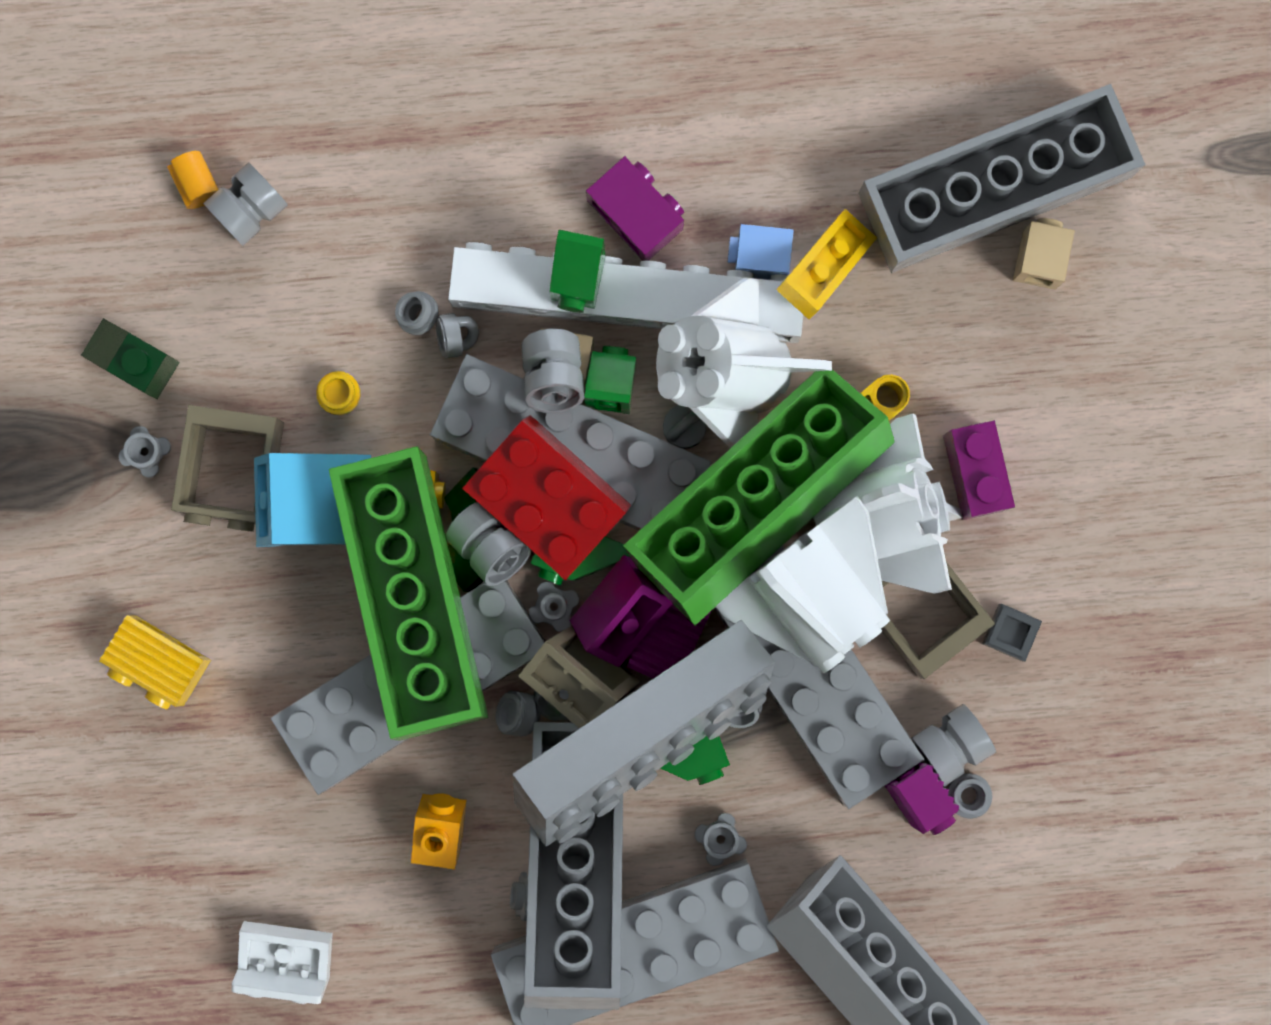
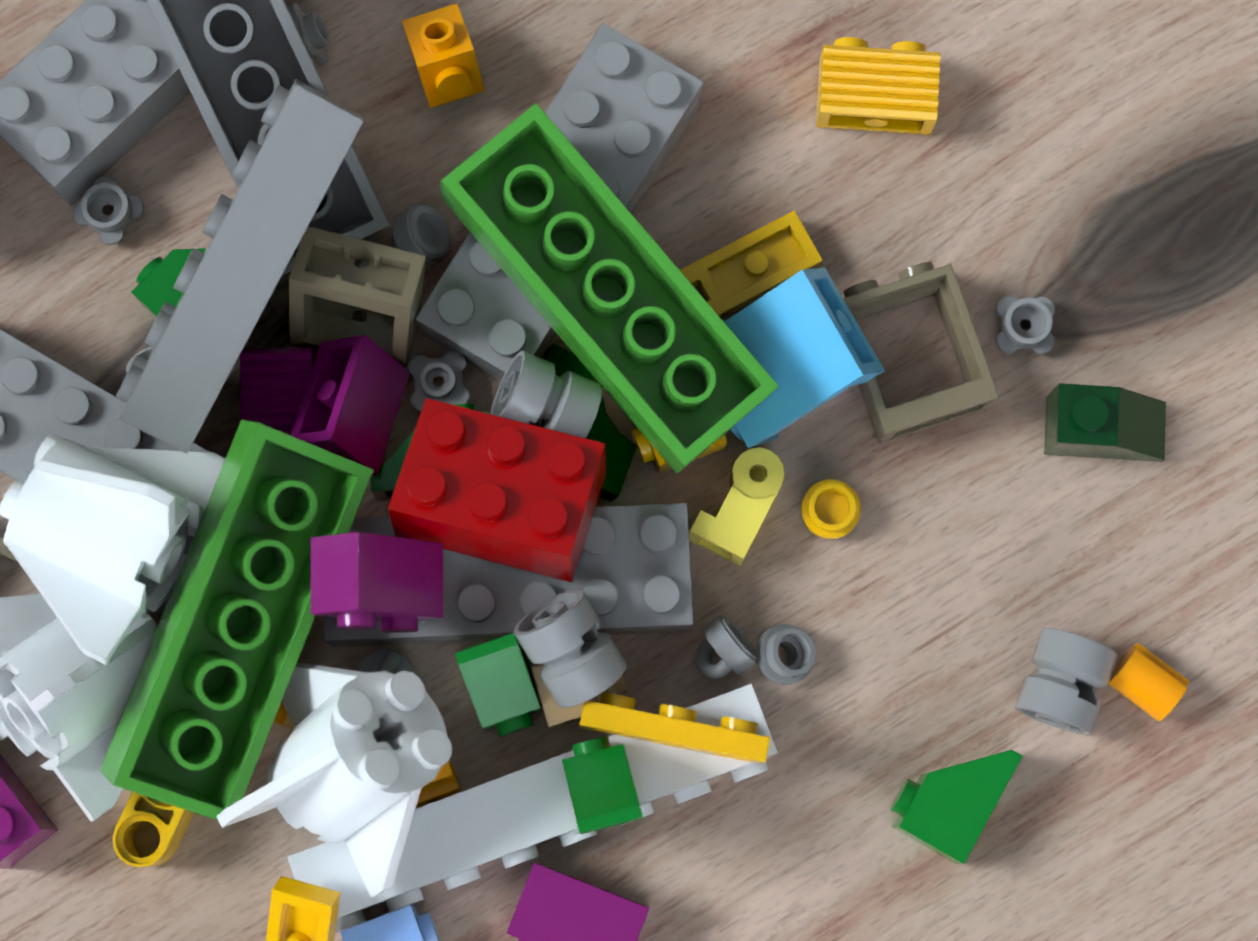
camera: 150 degrees right, 5 degrees down
(303, 580) = (753, 264): none -> yellow plate
(357, 165) = (953, 804): none -> green slope
(395, 418) = (753, 489): none -> light yellow leg
(509, 288) = (675, 728): none -> yellow plate
(656, 469) = (376, 579): none -> magenta brick

